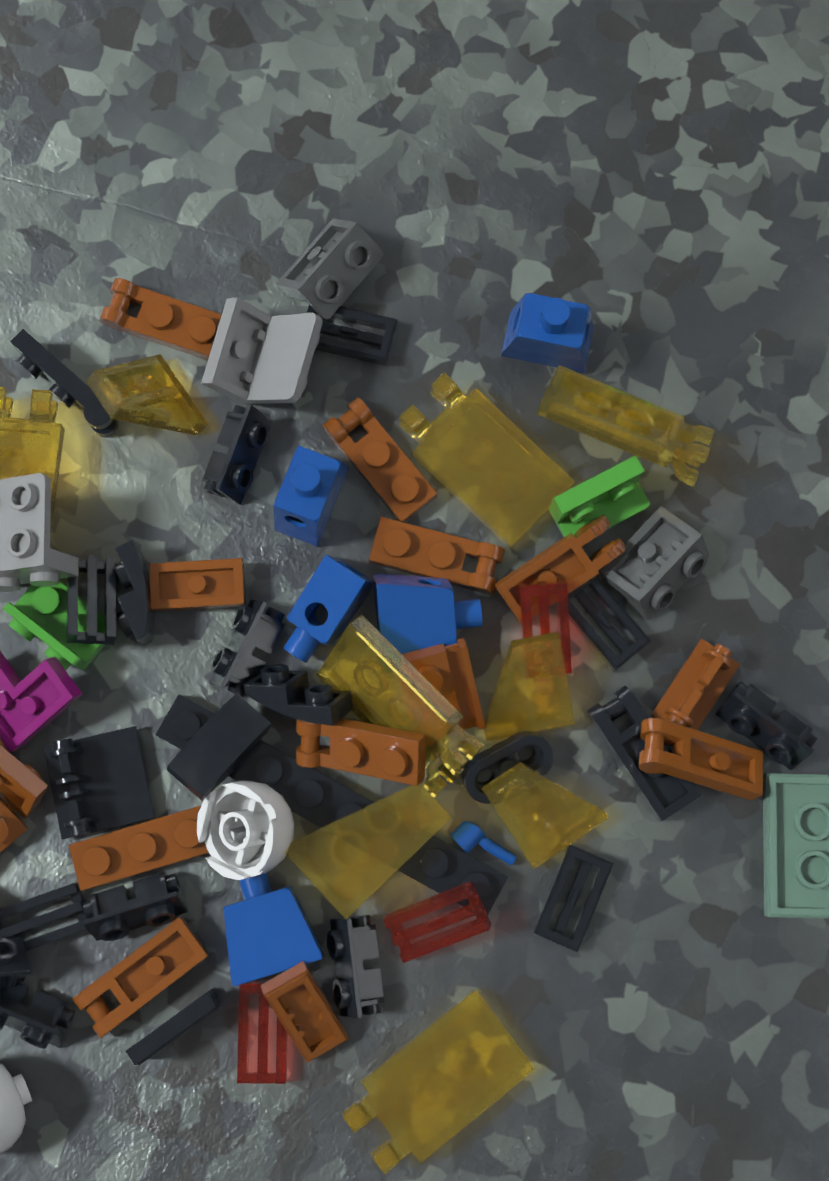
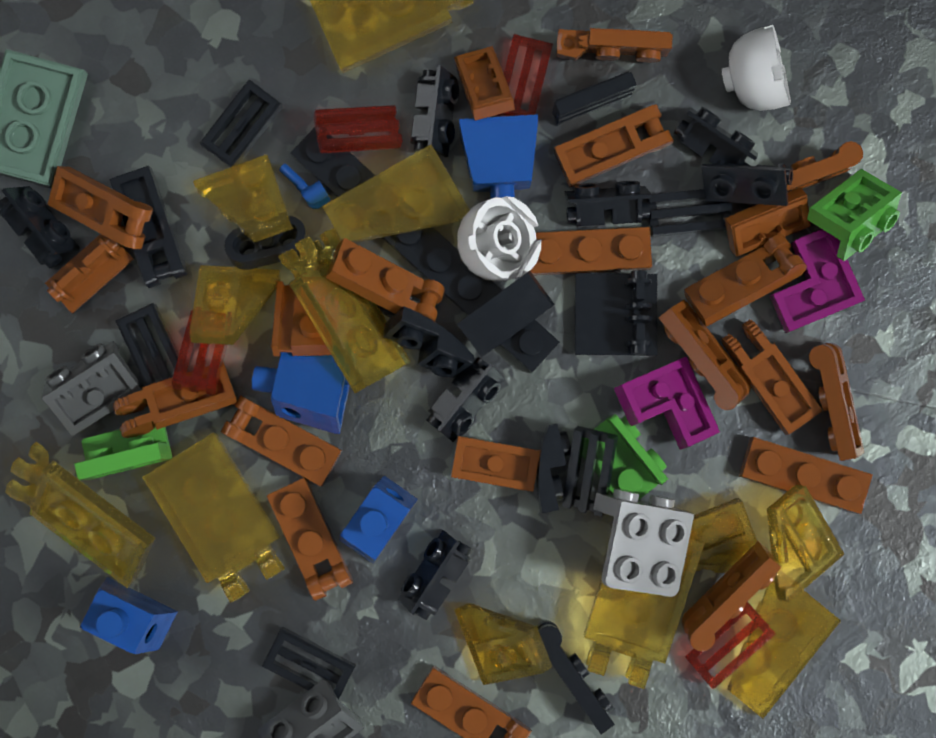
camera: 170 degrees left, 5 degrees up
(170, 1096) = (611, 43): none -> dark orange hinge
(261, 355) = (388, 658): light grey bracket -> none
(340, 591) = (373, 426): blue torso -> none

